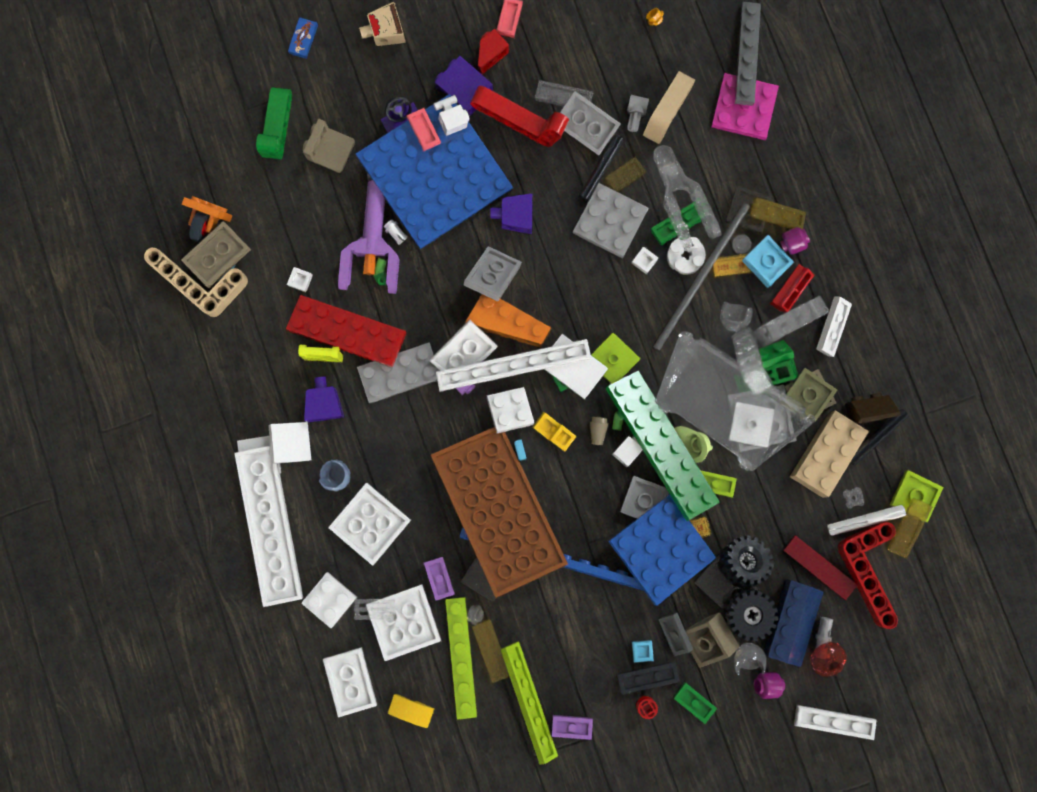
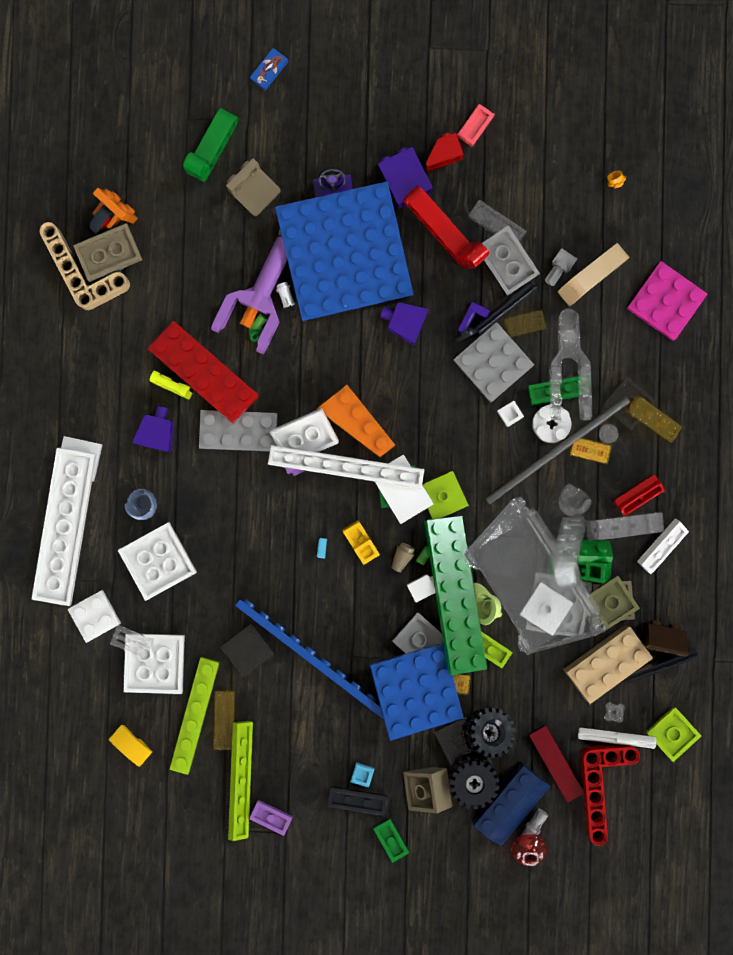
camera: 25 degrees right, 5 degrees up
(289, 442) = (111, 457): white tile -> none
(299, 279) = (178, 306): white plate -> none
(349, 682) = (85, 697): white tile -> none
(384, 26) = (351, 88): tan torso -> none
(423, 129) = (348, 208): coral tile -> none
(439, 578) = (202, 636): medium lavender plate -> none
(451, 118) = (380, 208): white brick -> none
(475, 614) = (222, 682): clear plate -> none
(492, 273) = (360, 372): light grey plate -> none
(498, 511) = (279, 596): dark orange plate -> none
(510, 410) = (327, 506): white plate -> none
(574, 177) = (464, 330): none -> dark purple piece
(644, 704) = (347, 823): red wheel -> none
(675, 634) = (398, 772): dark grey plate -> none
(747, 53) = (690, 250): dark grey plate -> none
(749, 657) = (457, 818): clear hair -> none
(767, 261) = (626, 460): medium azure plate -> none
(769, 685) = (465, 851): magenta head -> none
(795, 240) = (660, 450): magenta head -> none
(835, 722) = (512, 907): white tile -> none
(910, 528) = (654, 760): clear yellow tile -> none

